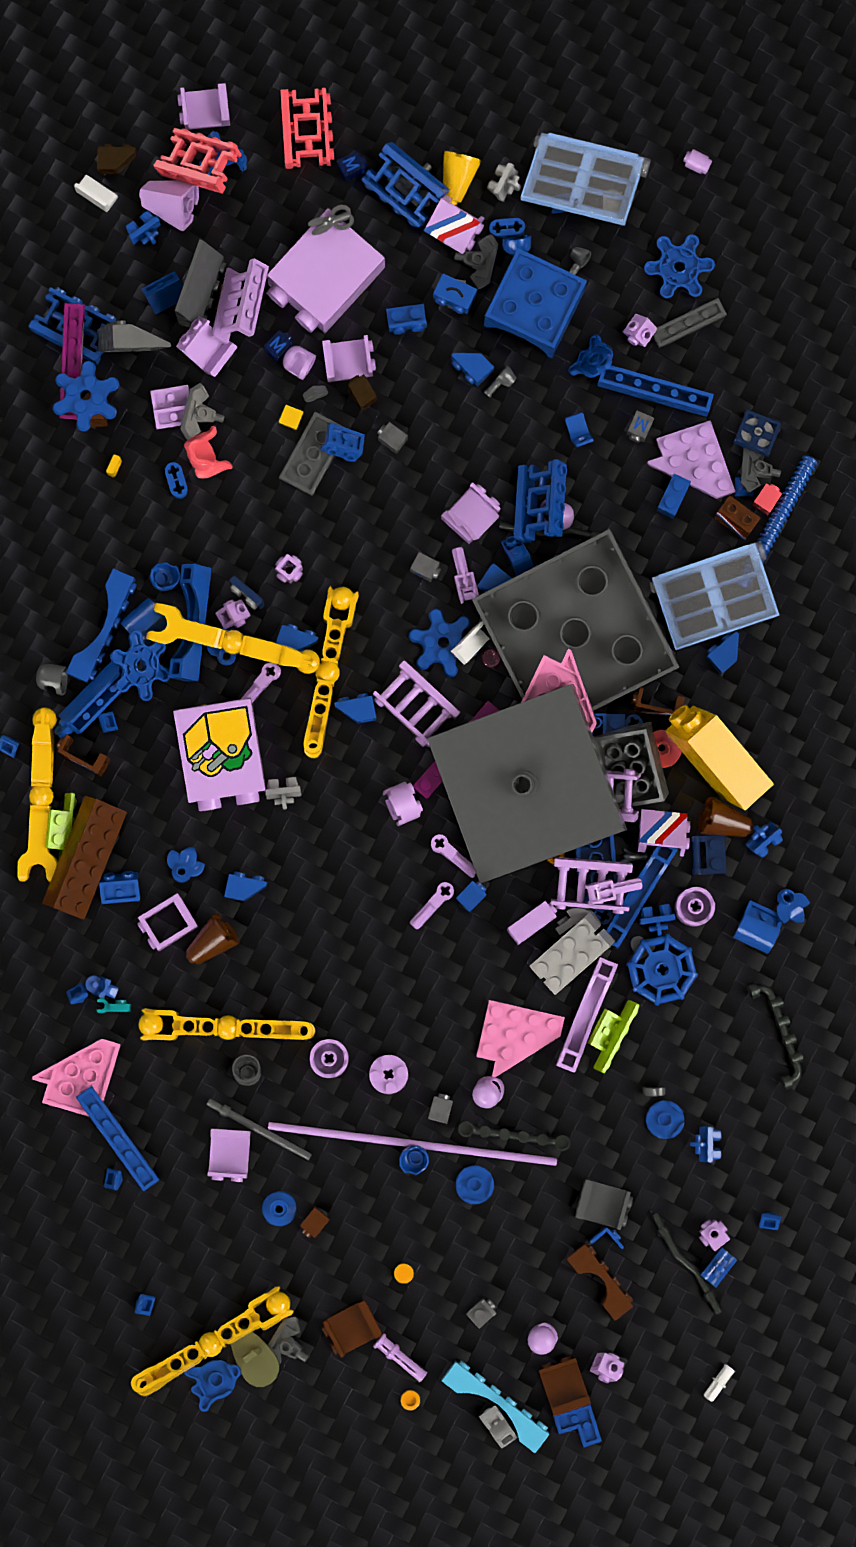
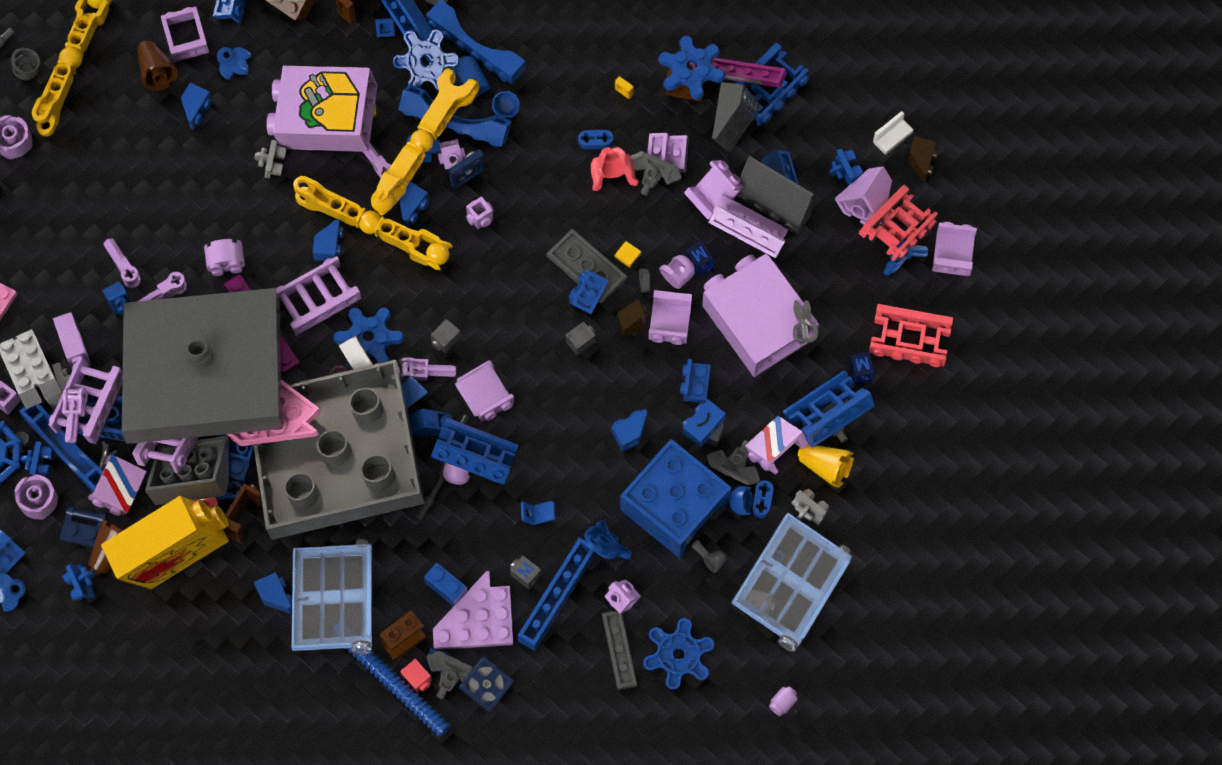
camera: 110 degrees right, 15 degrees down
(505, 378) = (610, 458): dark grey bar -> none

